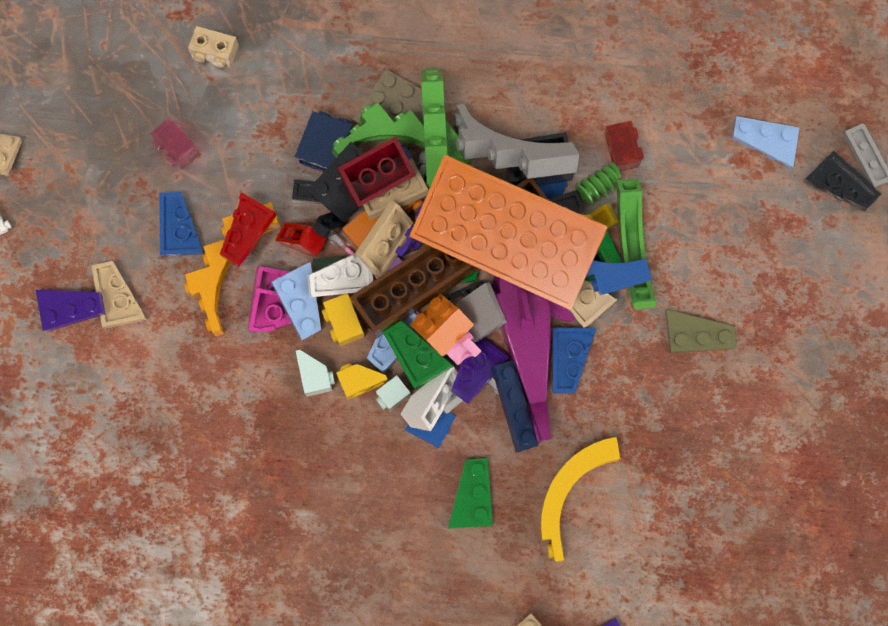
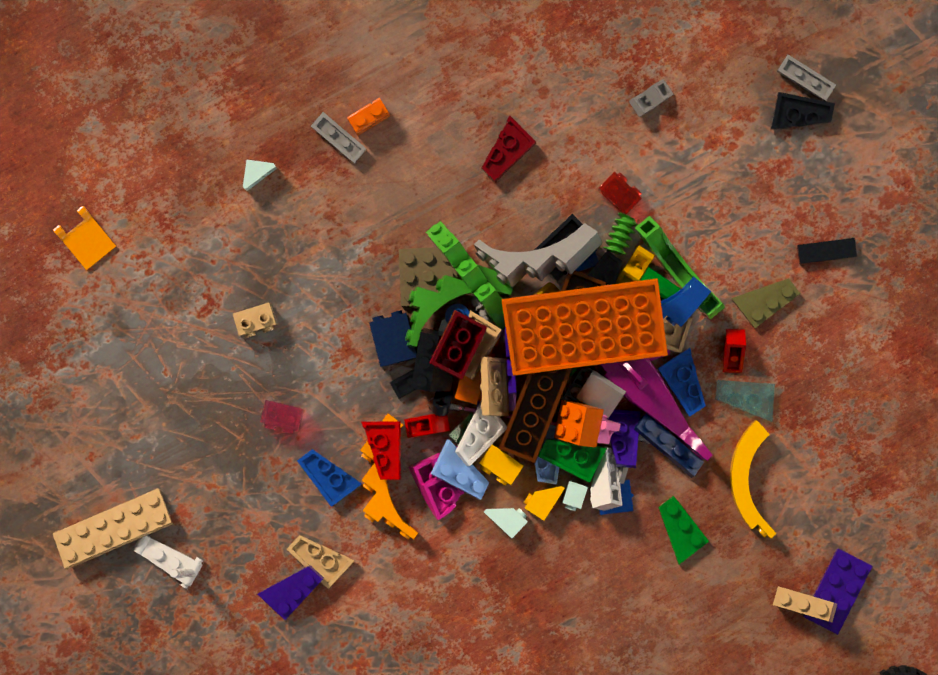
camera: 30 degrees left, 10 degrees up
(548, 46) = (508, 149): none -> dark red wing
(622, 412) = (747, 396): none -> clear light blue wing
(636, 359) = (734, 350): none -> red slope
(710, 84) = (651, 98): none -> light grey slope
(772, 139) = (723, 112): light blue wing -> none
(787, 325) = (826, 250): none -> black tile

